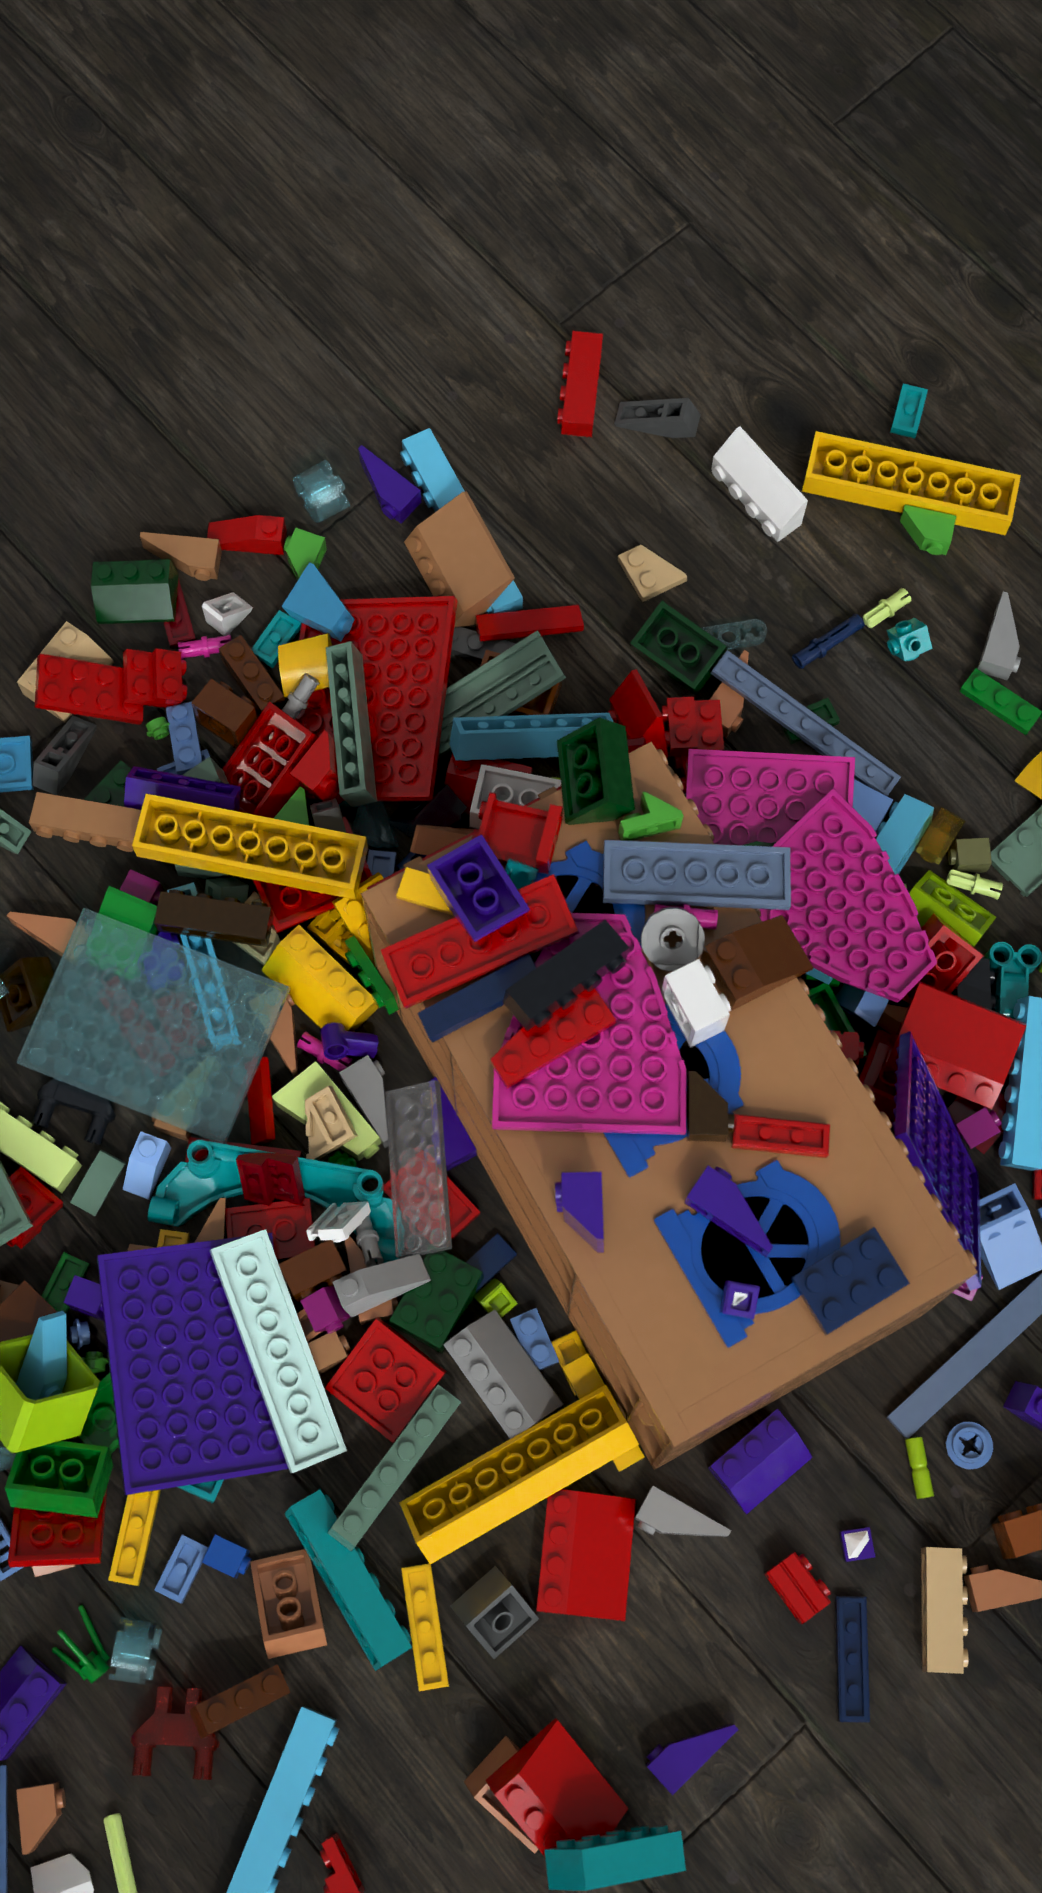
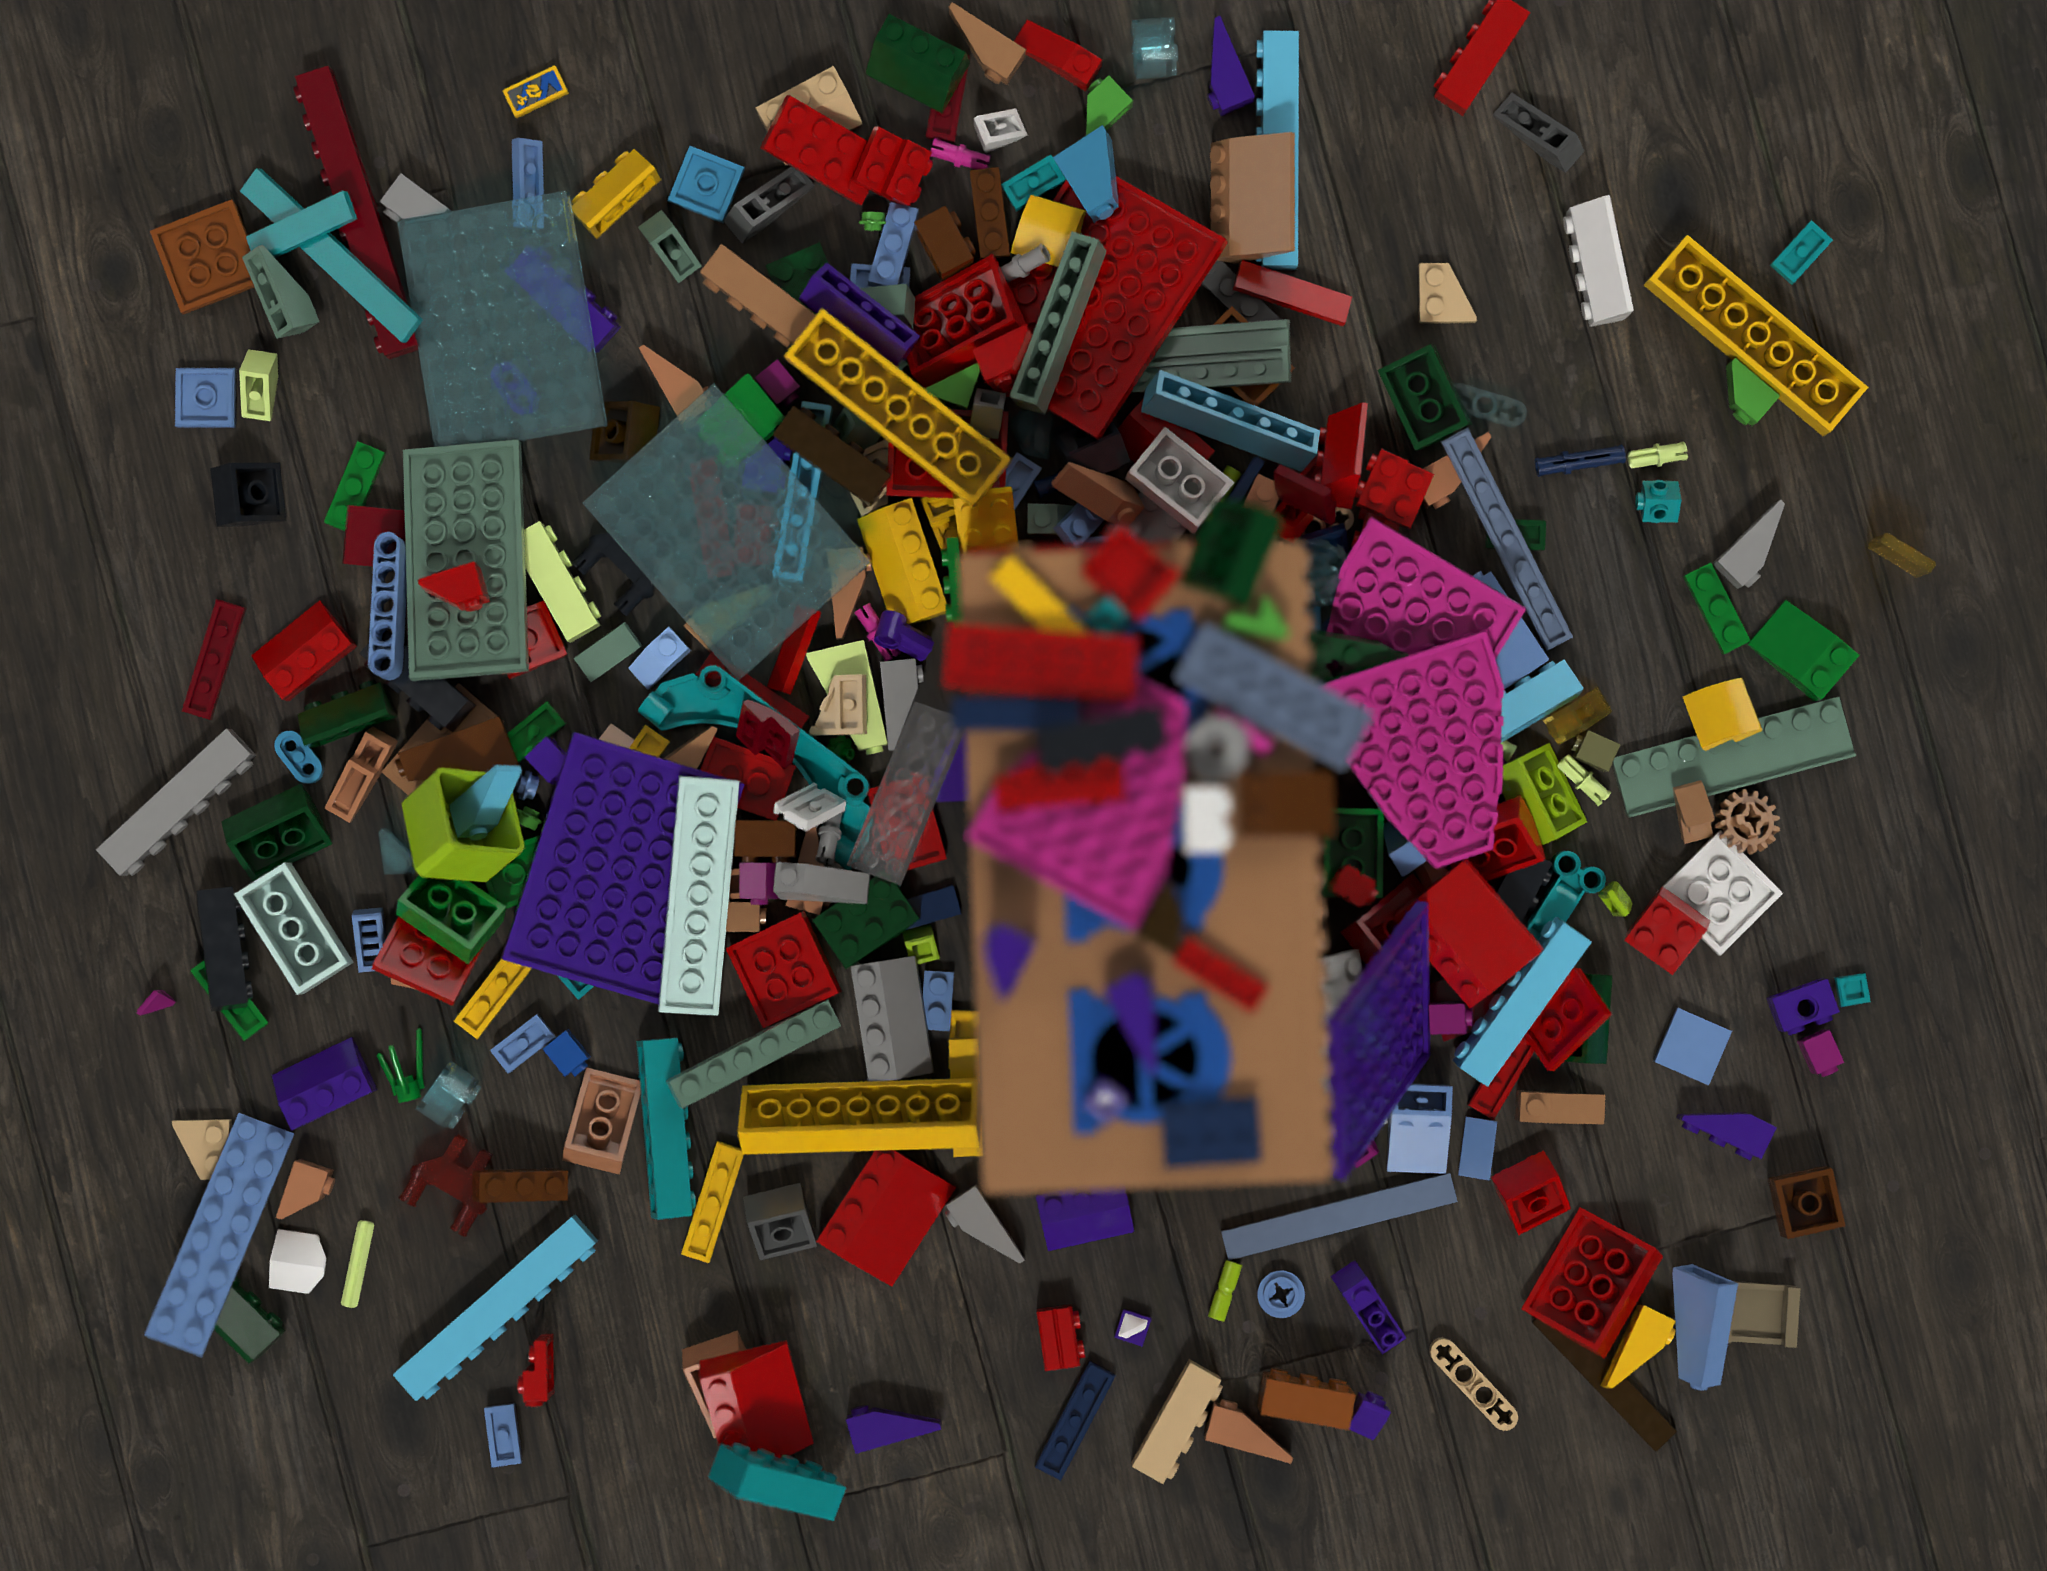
camera: 25 degrees right, 15 degrees up
(477, 888) = (1060, 618): dark purple slope -> none

